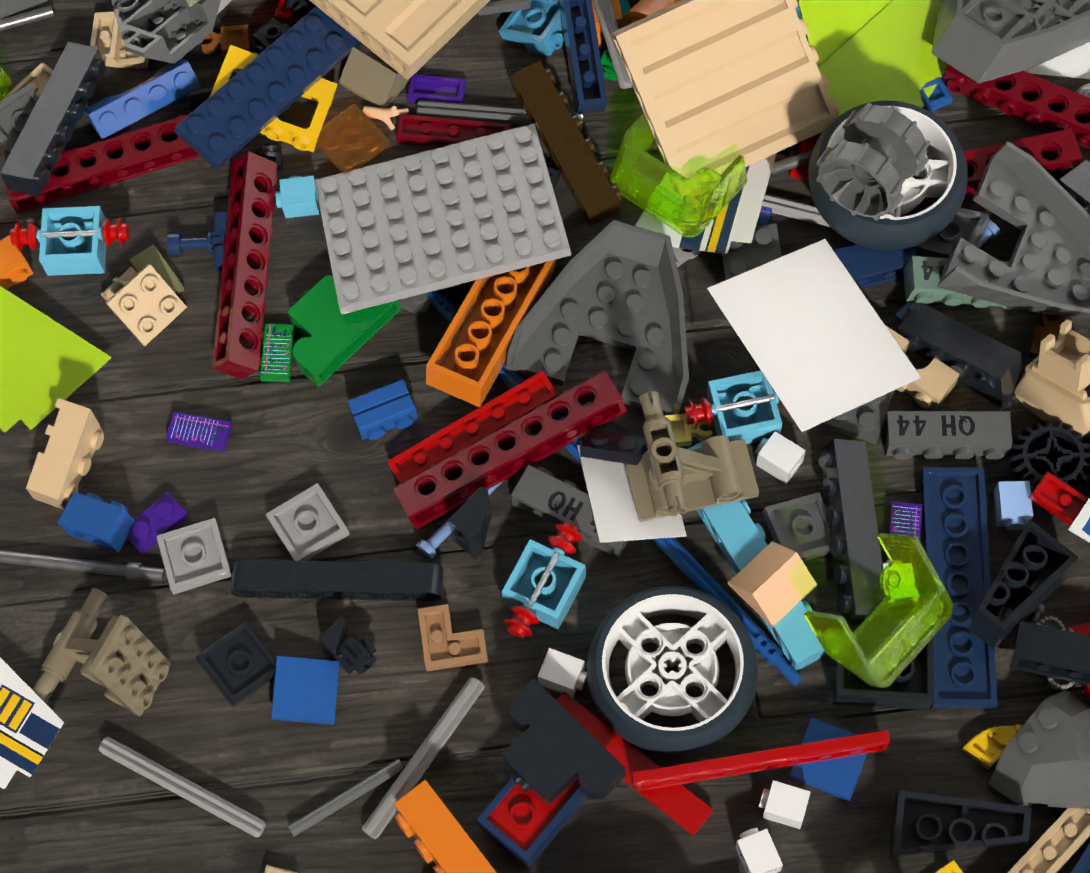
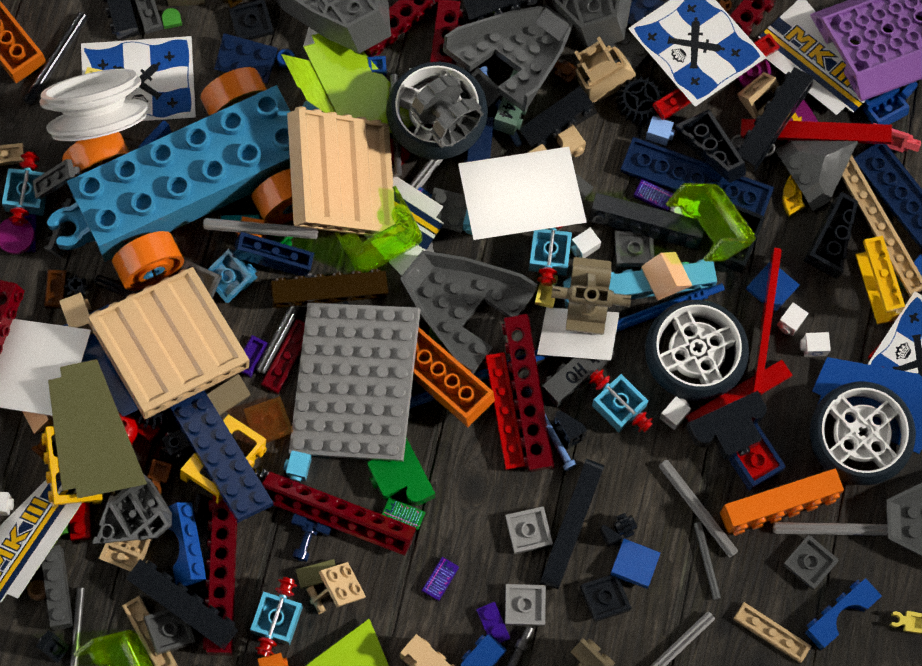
camera: 80 degrees left, 5 degrees up
(383, 410) = (470, 461): blue brick -> none
(384, 114) = (256, 394): light nougat bar -> none
(443, 647) = (636, 474): medium nougat plate -> none
(614, 444) = (548, 331): black wing -> none
(947, 434) = (604, 148): dark grey brick -> none

